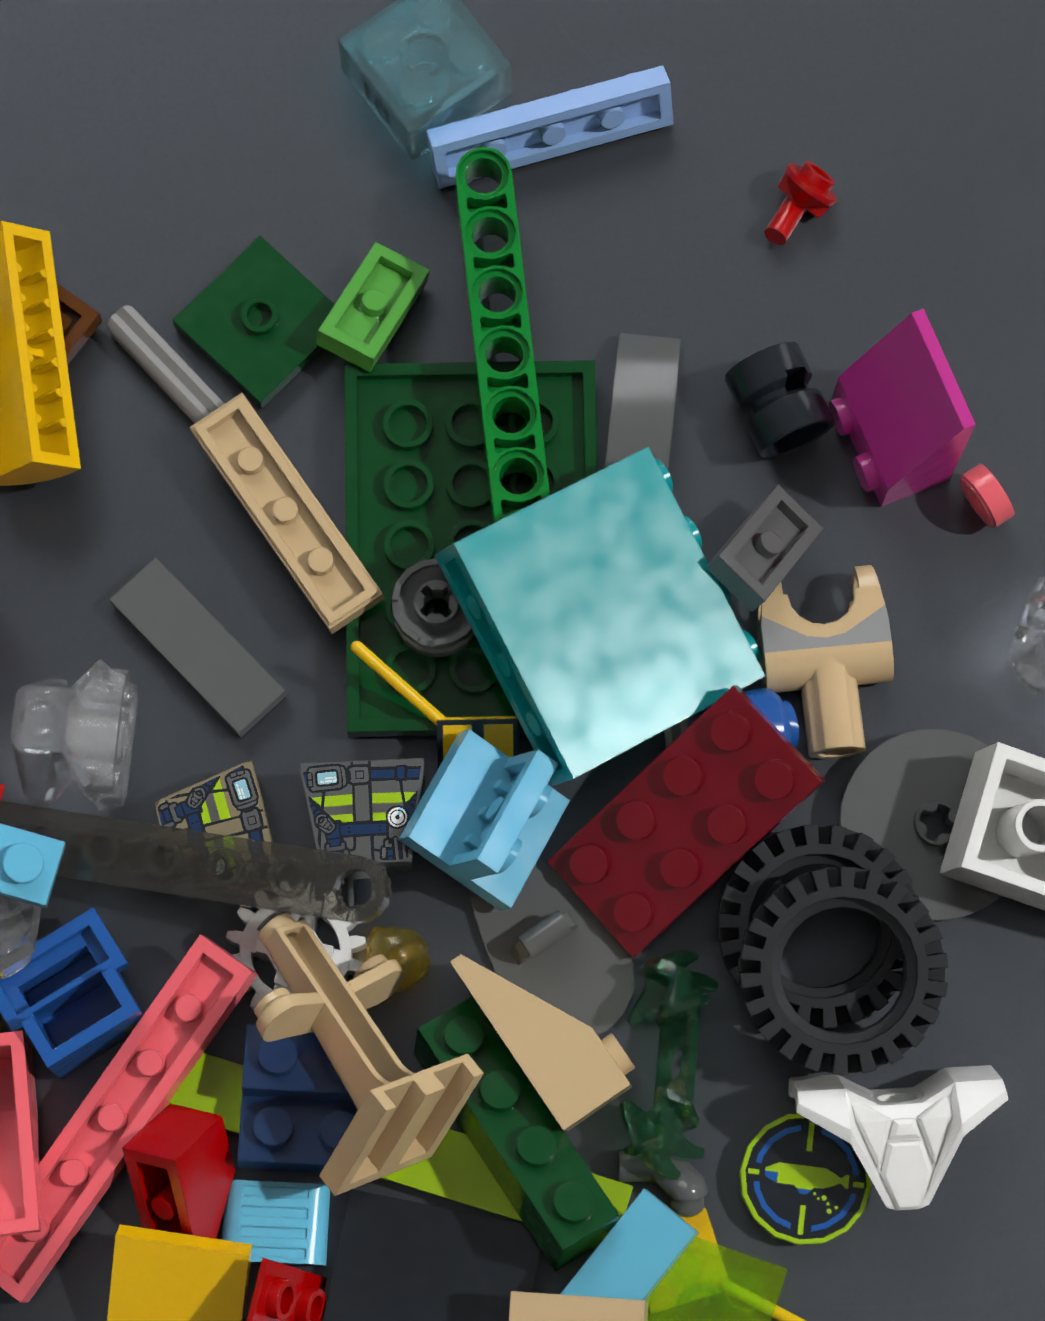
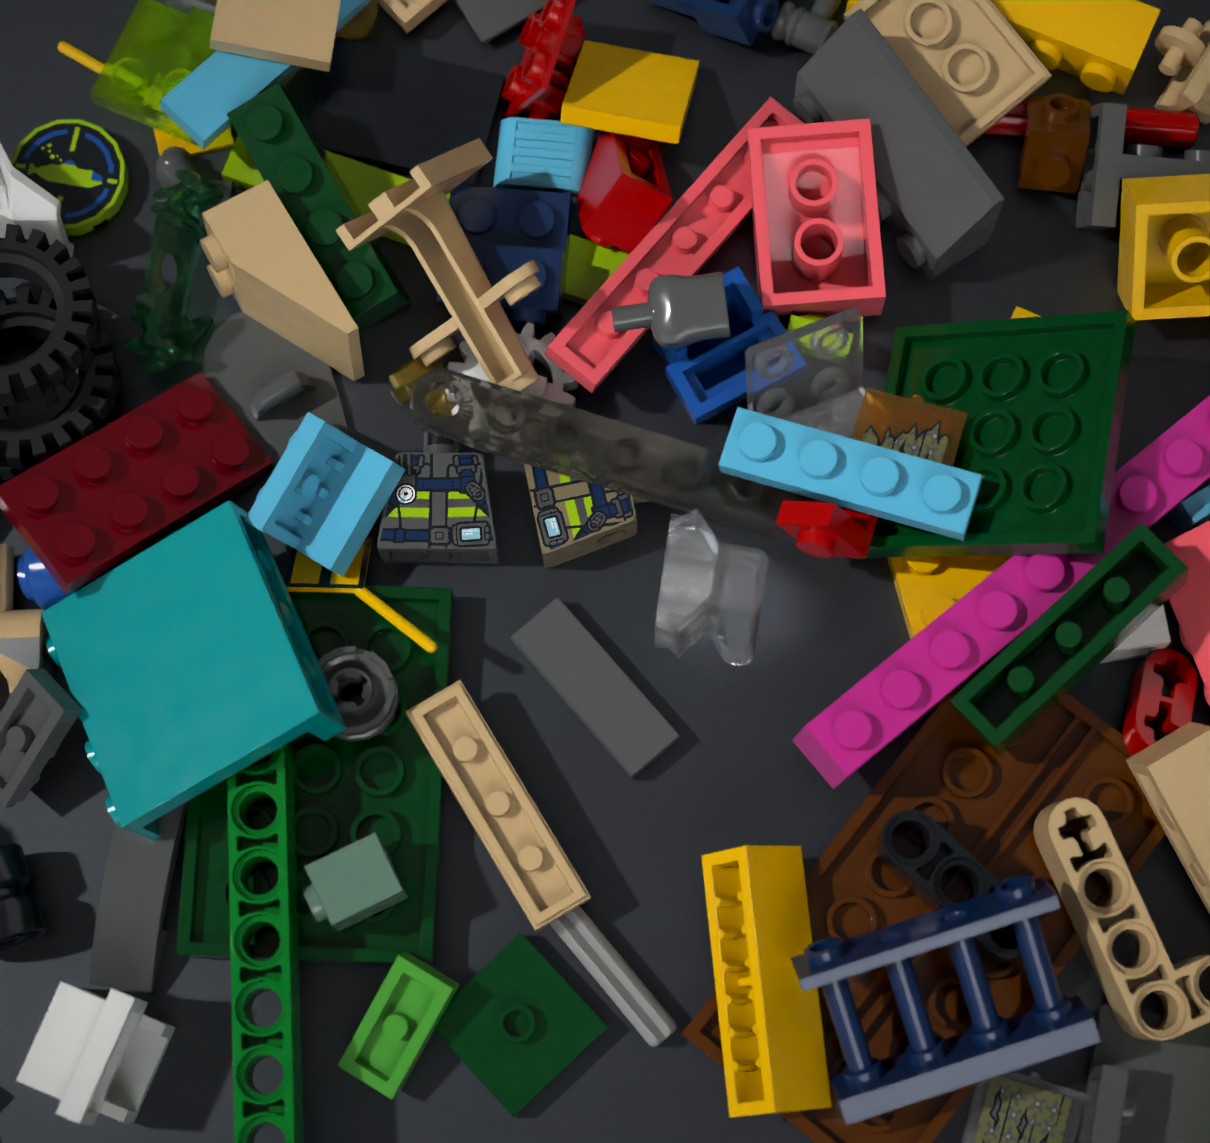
camera: 170 degrees left, 0 degrees up
(107, 1002) = (679, 310): none -> dark grey piece
(420, 422) = (353, 883): none -> sand green brick
(661, 261) = (96, 1054): none -> white plate

